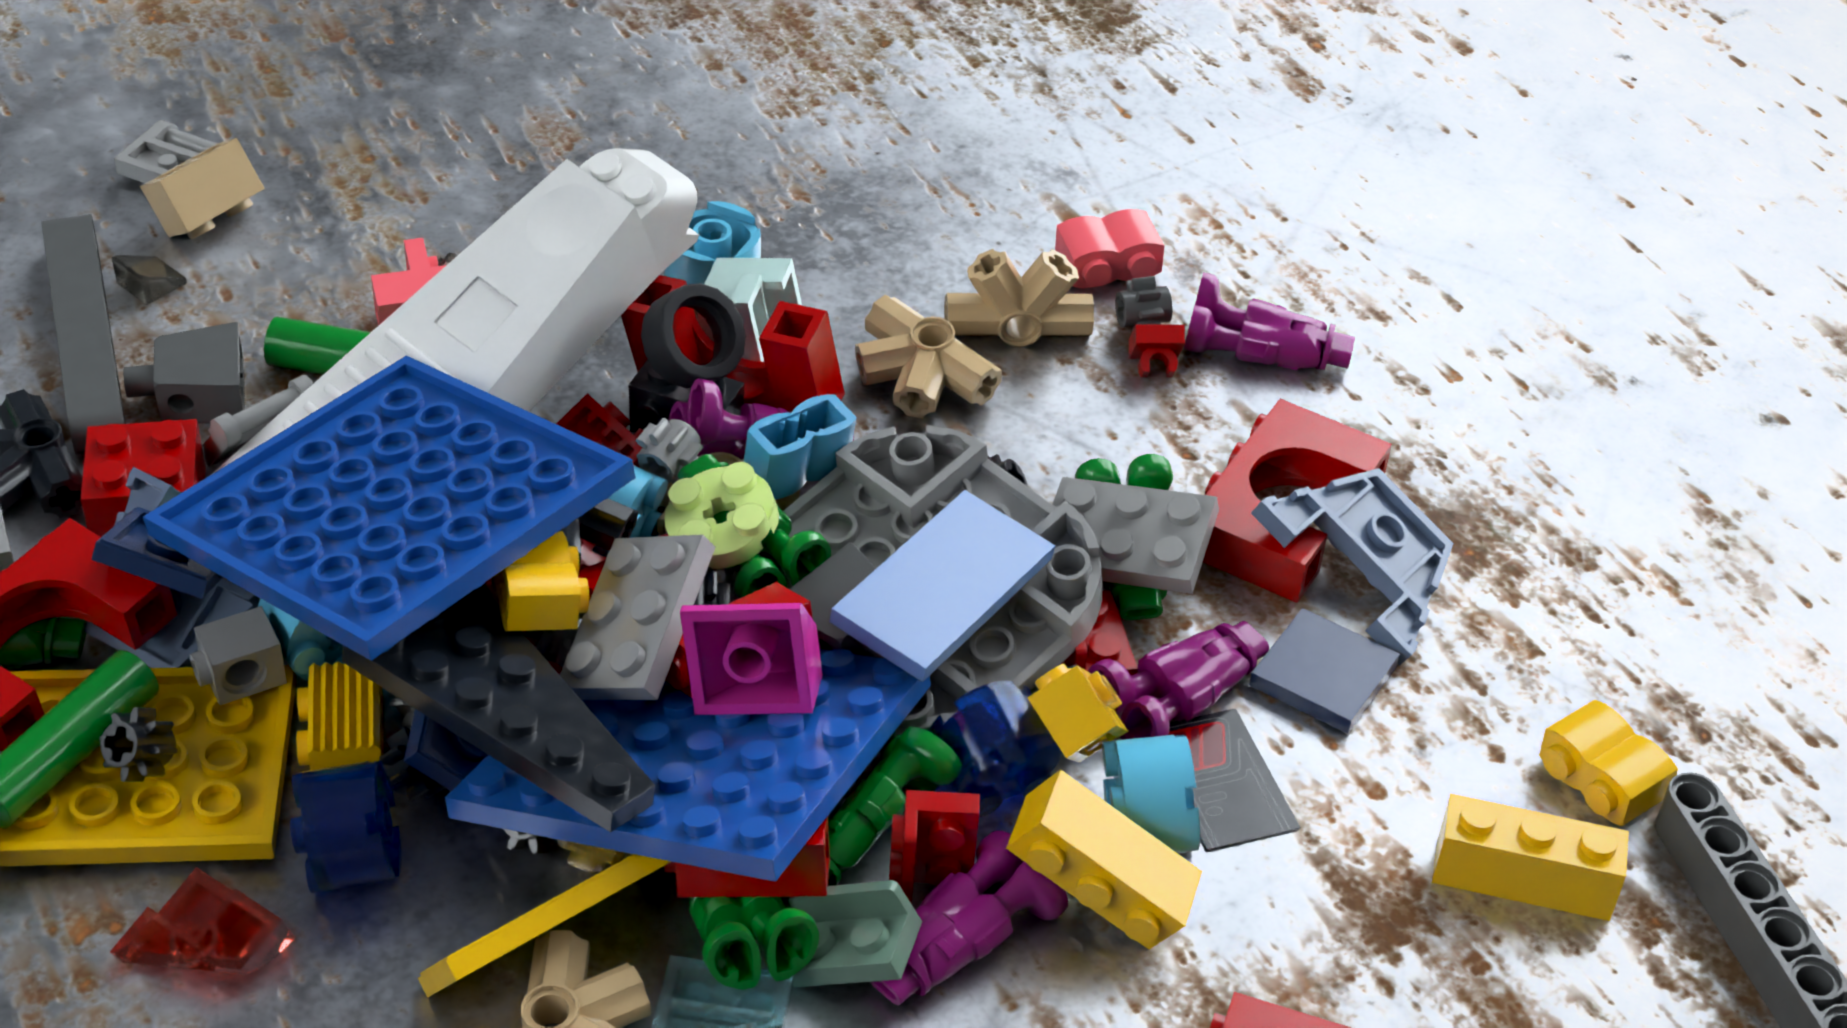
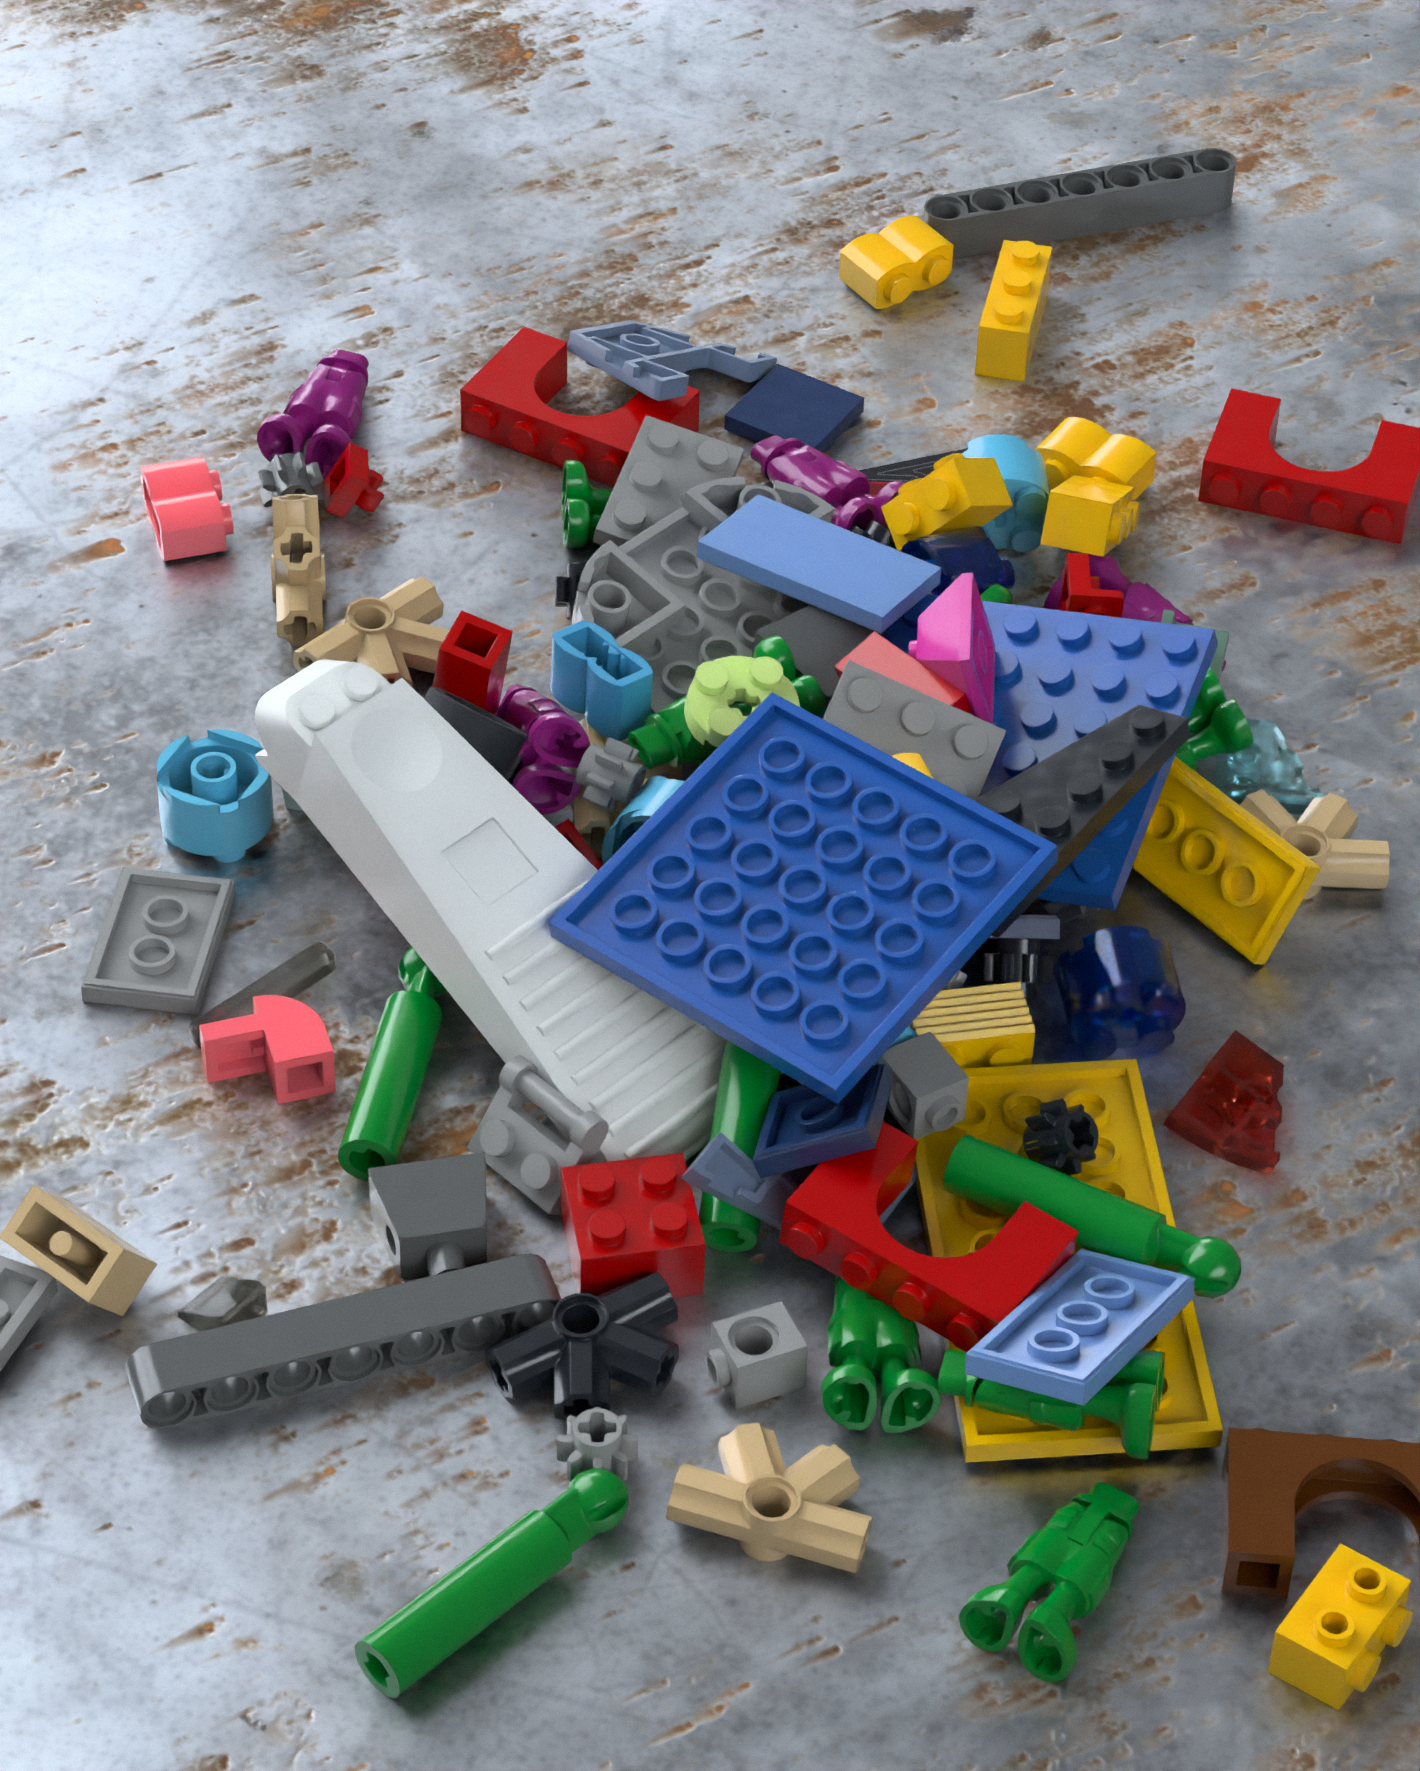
camera: 90 degrees left, 0 degrees up
(1247, 910) = (1092, 452): none -> yellow brick

